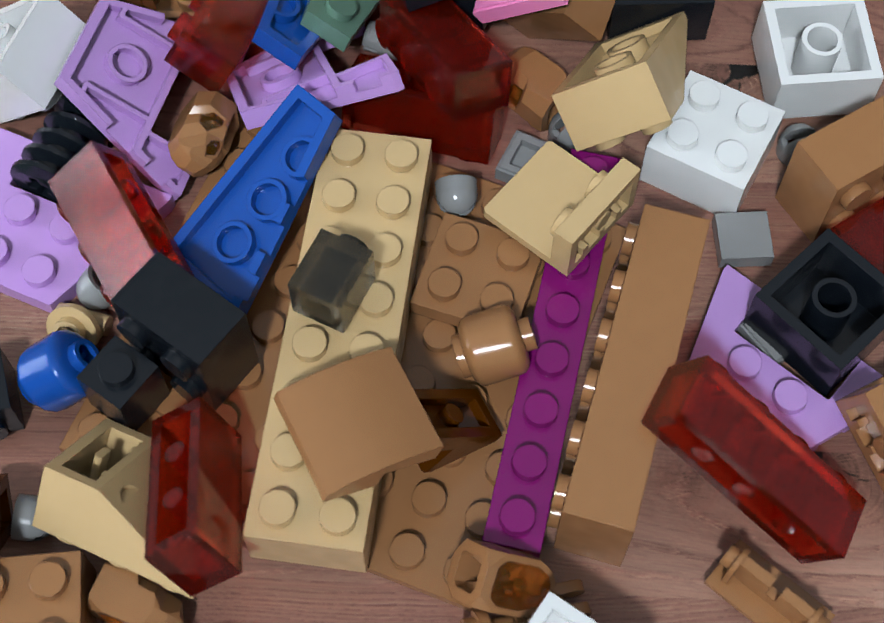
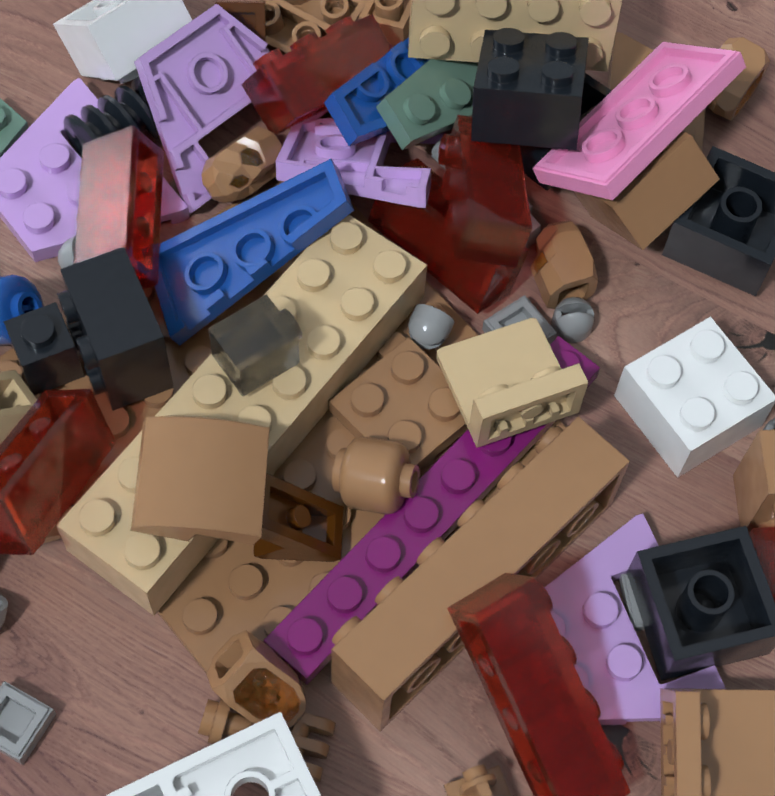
camera: 25 degrees right, 0 degrees up
(78, 319) = (44, 275): tan plate -> none
(626, 85) = (640, 301): tan slope -> none
(742, 239) = (674, 498): light grey tile -> none

